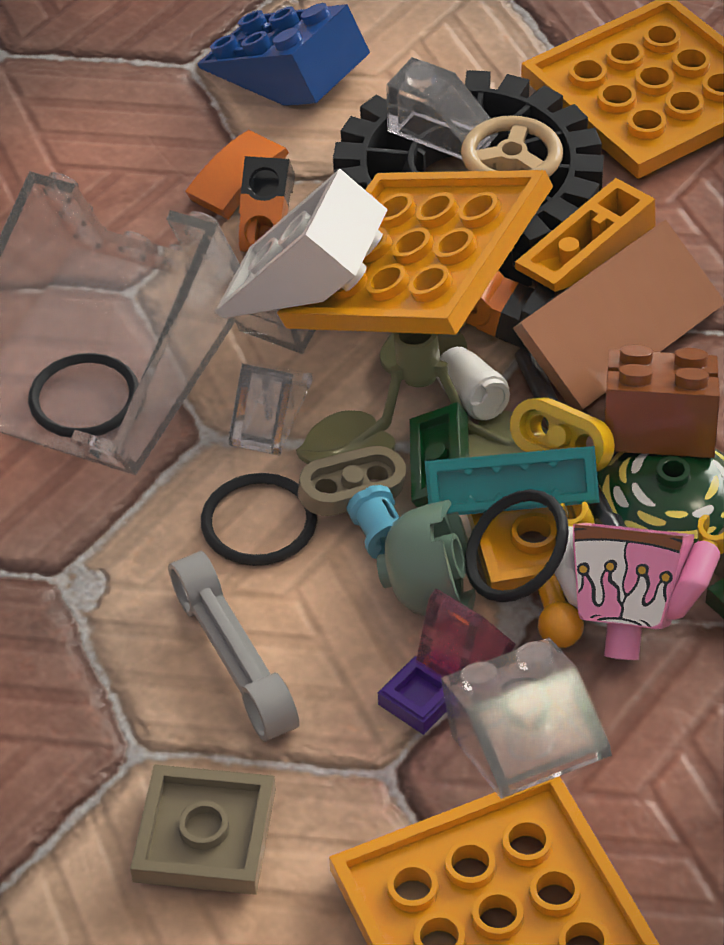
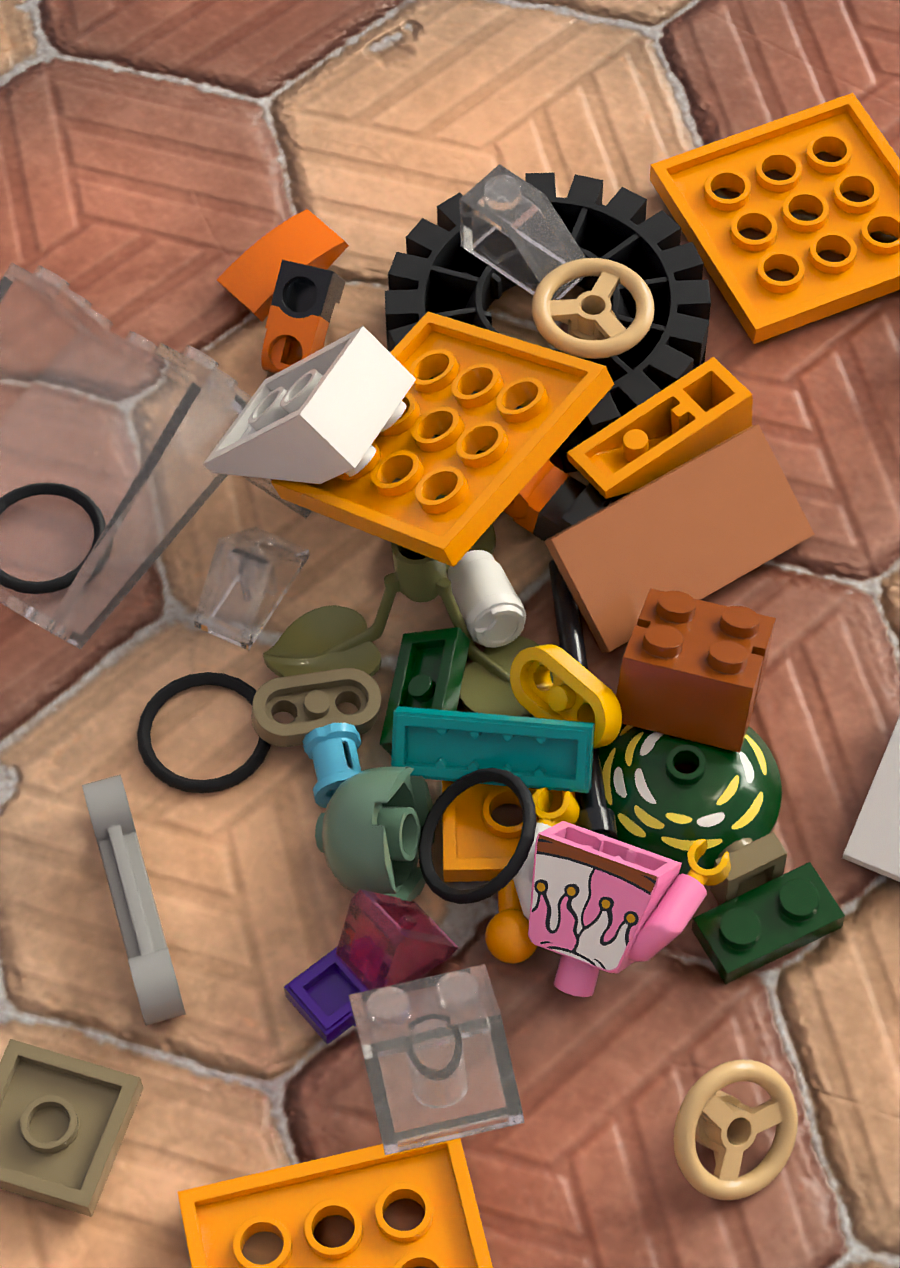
camera: 10 degrees right, 10 degrees up
(289, 53) = (379, 107): blue slope -> none

